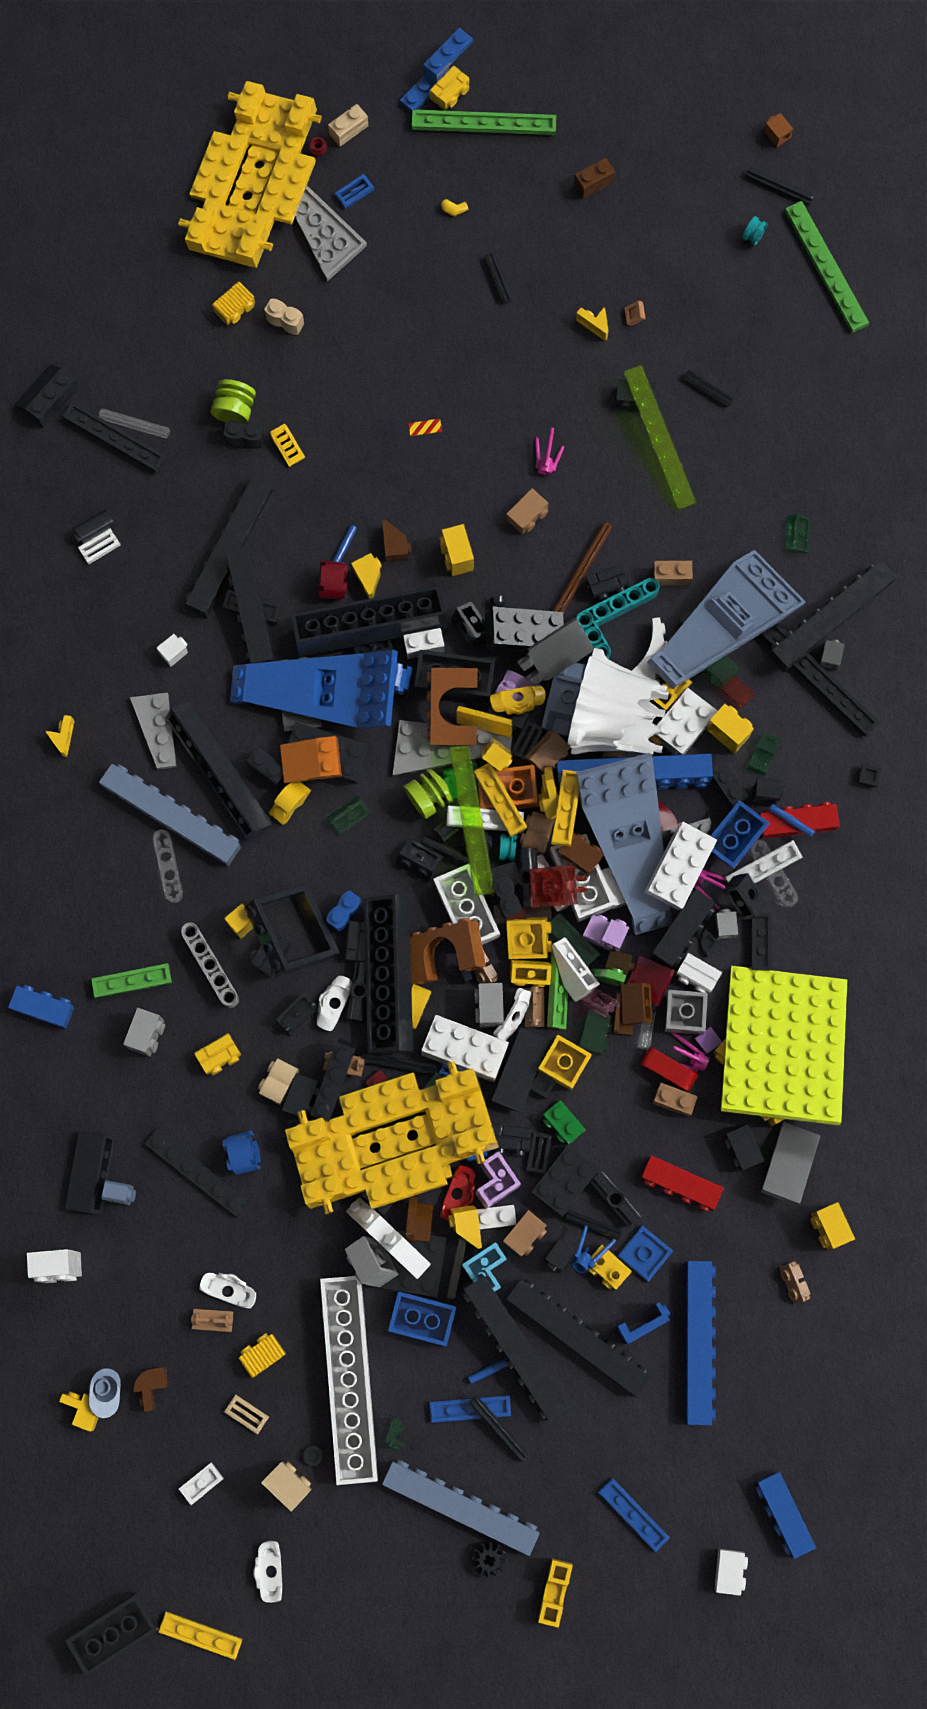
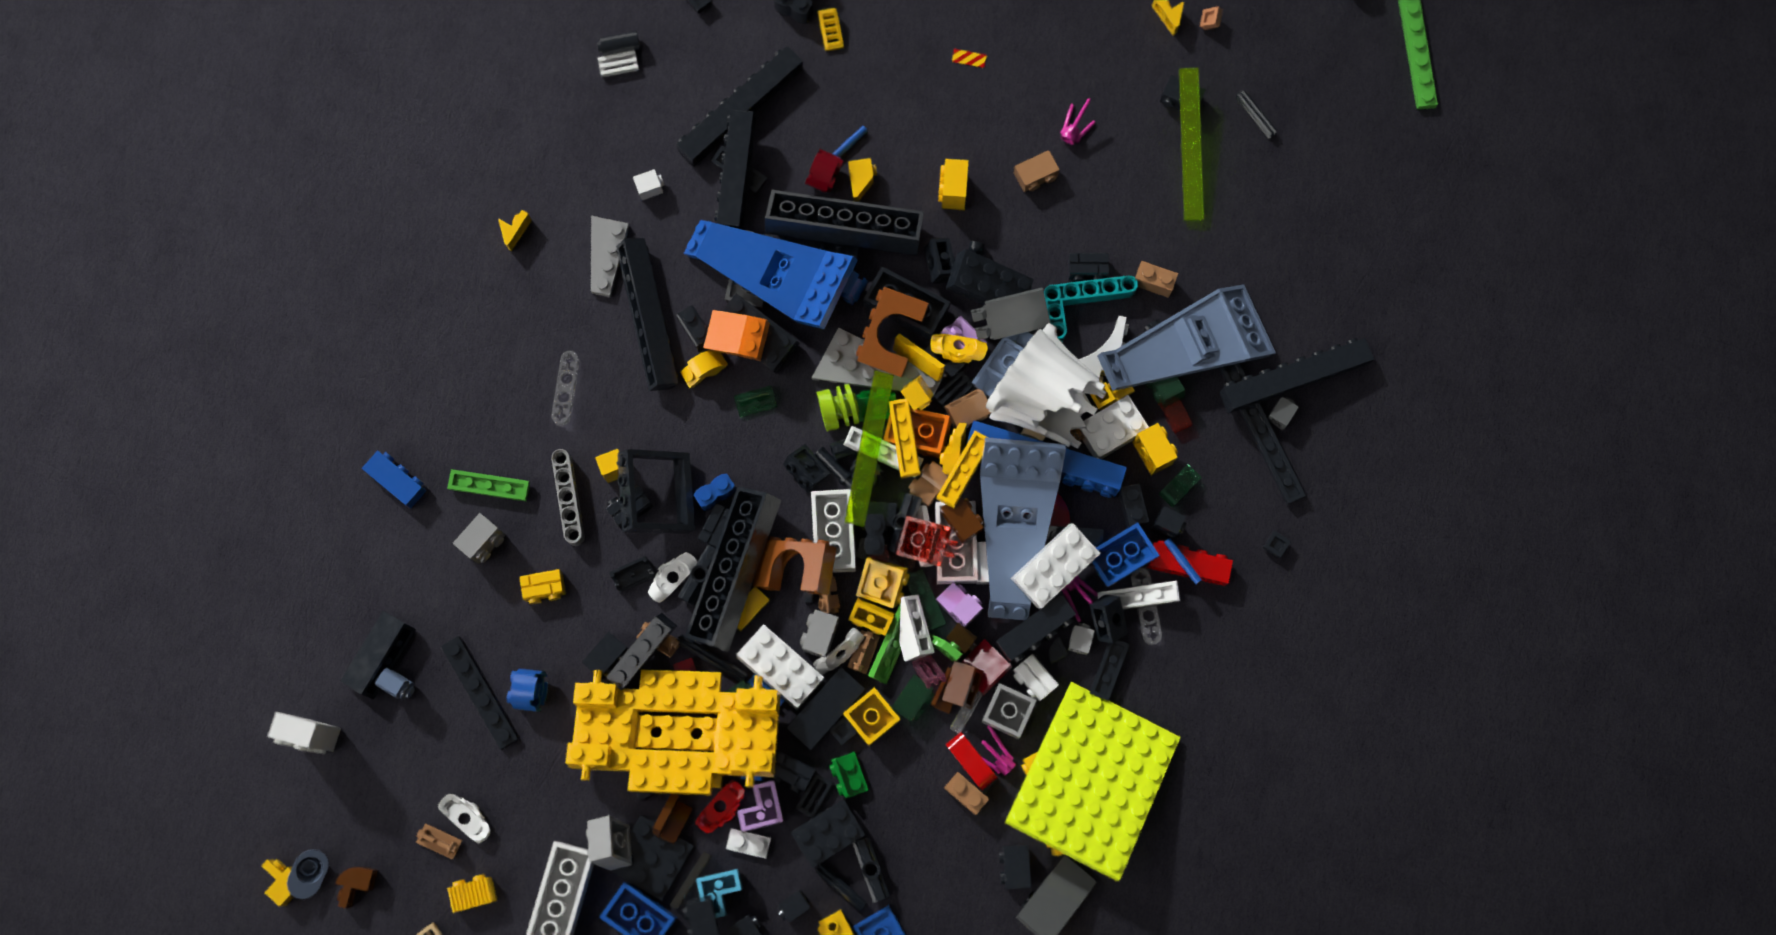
camera: 20 degrees right, 0 degrees up
(170, 815) = (586, 340): sand blue brick -> none
(278, 1081) = (589, 633): tan brick -> none
(388, 1237) = (634, 826): white arch -> none
(395, 543) = (897, 158): reddish brown slope -> none
(426, 640) = (890, 259): white brick -> none
(466, 1224) = (715, 840): yellow slope -> none
(507, 847) = (895, 487): teal wheel -> none
(525, 1233) = (770, 870): medium nougat brick -> none
(583, 567) = (1070, 244): reddish brown axle -> none
(583, 1259) = (815, 918): blue plant -> none
(681, 1182) = (942, 878): red brick -> none
(708, 1041) = (1021, 747): medium lavender tile -> none
(797, 533) = (1292, 284): clear green slope -> none

